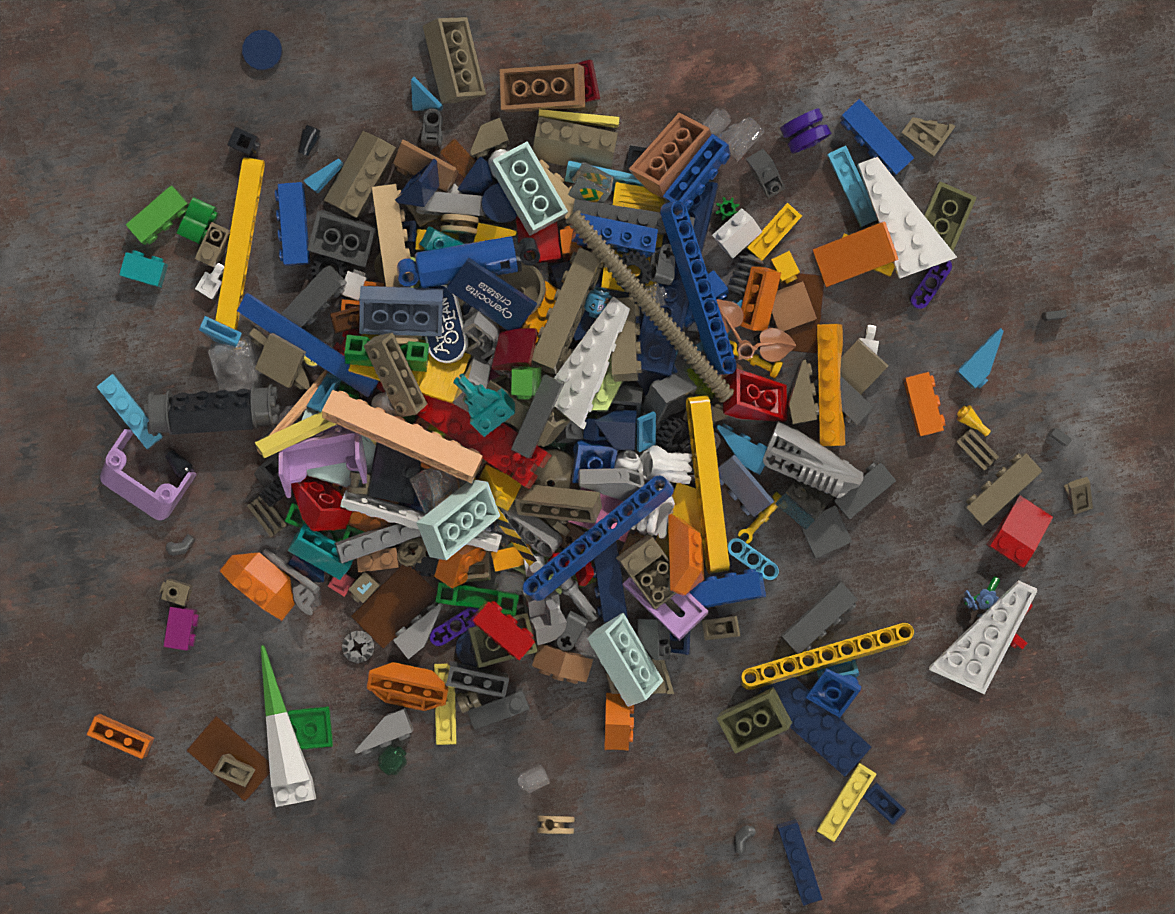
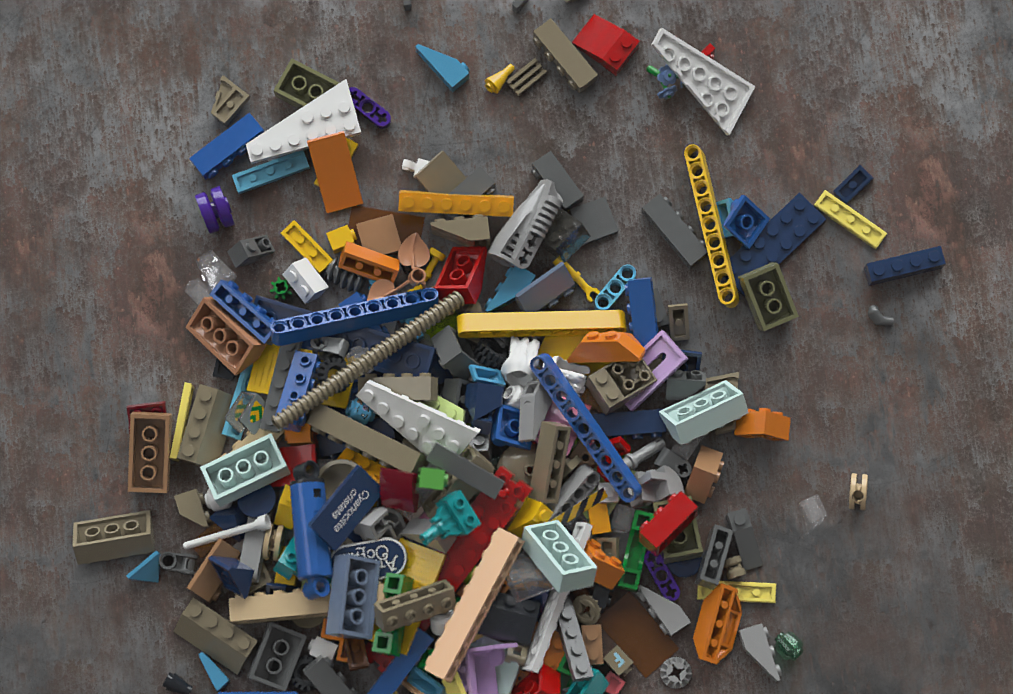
camera: 90 degrees left, 10 degrees down
(474, 211) = (261, 523): none -> white piece
(924, 404) = (480, 121): orange brick -> none

